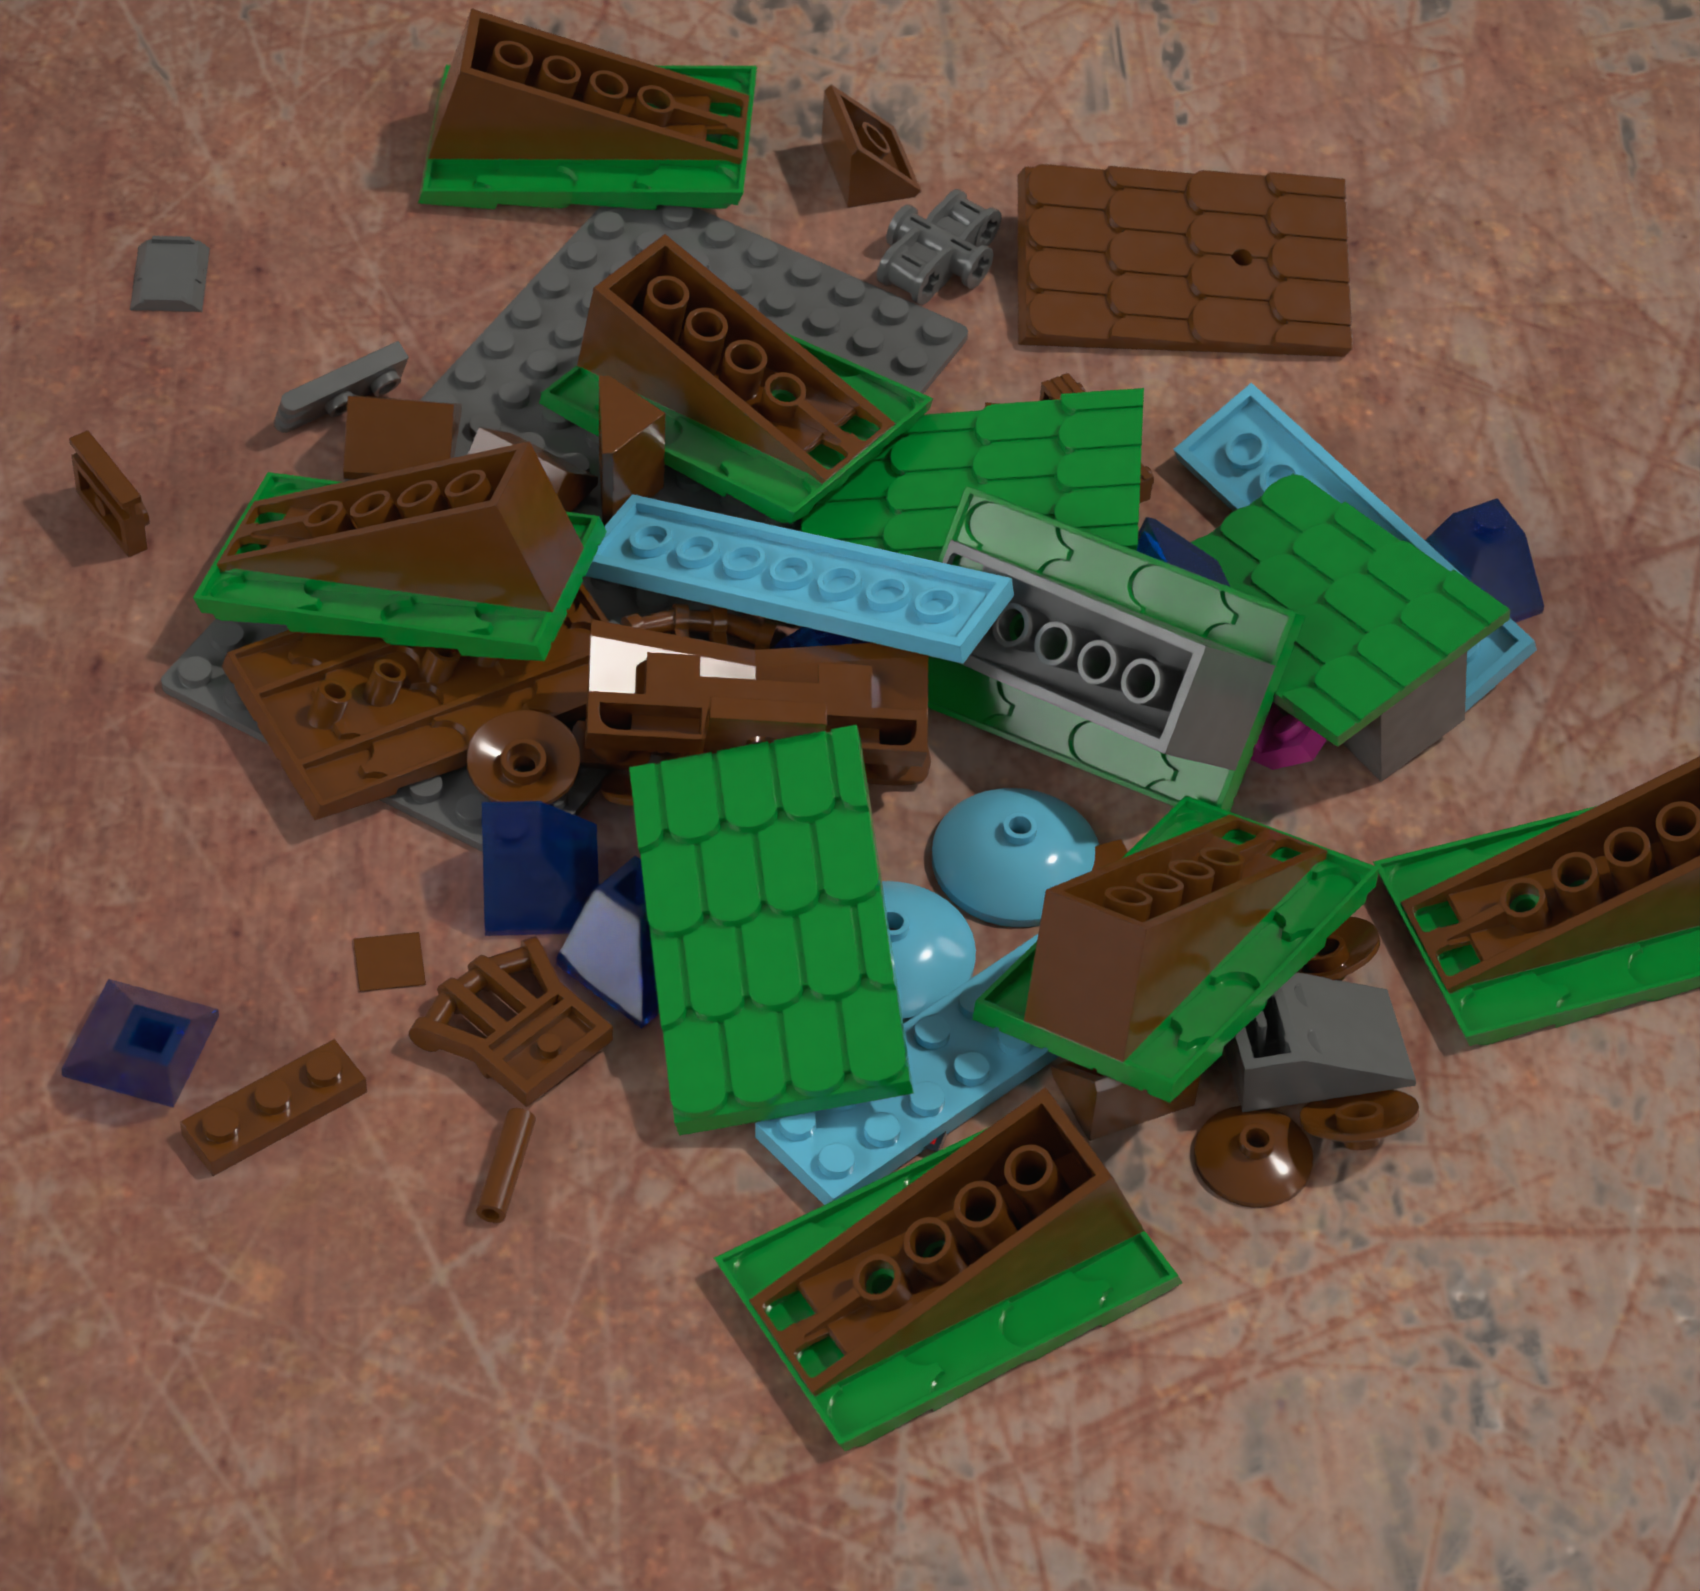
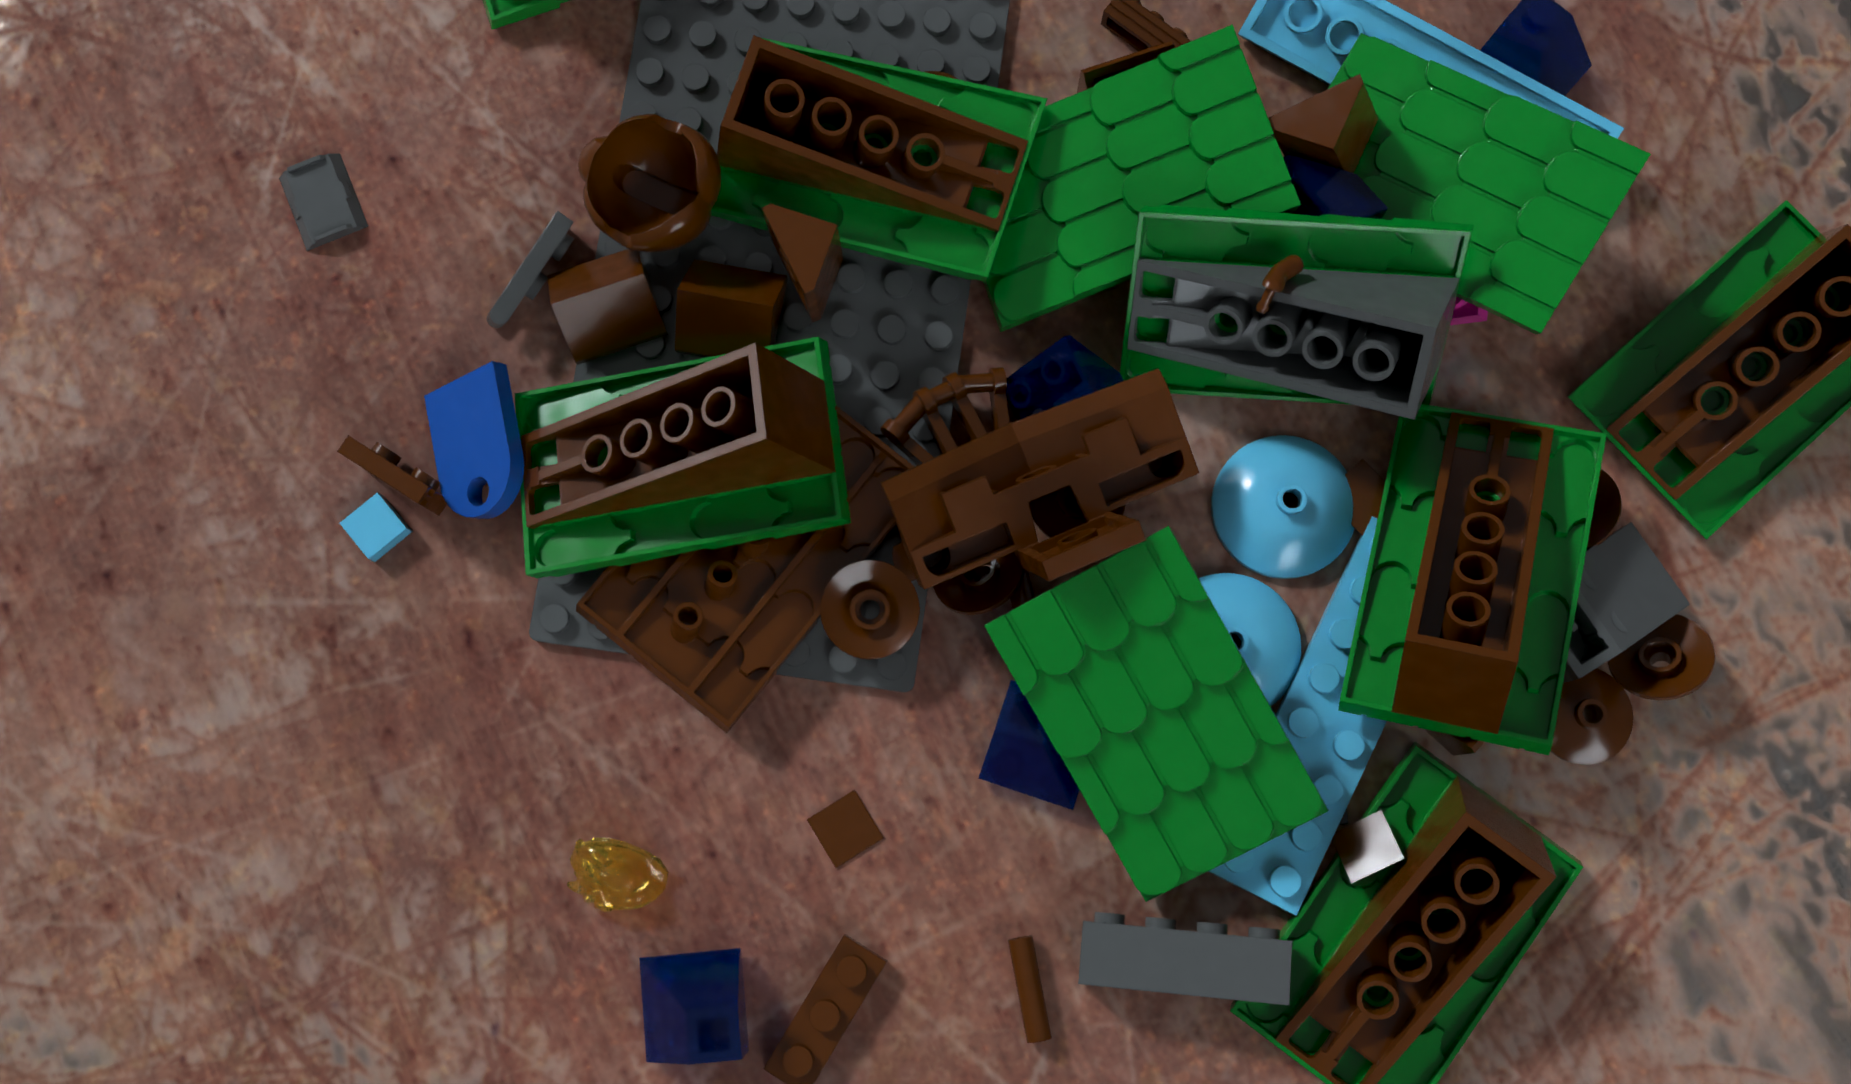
camera: 15 degrees left, 30 degrees up
(61, 539) = (375, 527): none -> medium azure tile
(131, 902) = (616, 874): none -> clear yellow hat
(207, 494) = (477, 441): none -> blue tile
(504, 341) = (650, 183): none -> reddish brown piece
(531, 1049) = (1006, 866): reddish brown plate -> none
(536, 868) = (929, 704): clear blue slope -> none
(686, 1182) = (1186, 961): none -> dark grey brick
(801, 578) = (1022, 340): medium azure plate -> none
(928, 1157) = (1367, 846): none -> sticker
(1081, 580) = (1277, 278): none -> reddish brown piece
(1211, 507) = (1328, 126): none -> reddish brown slope

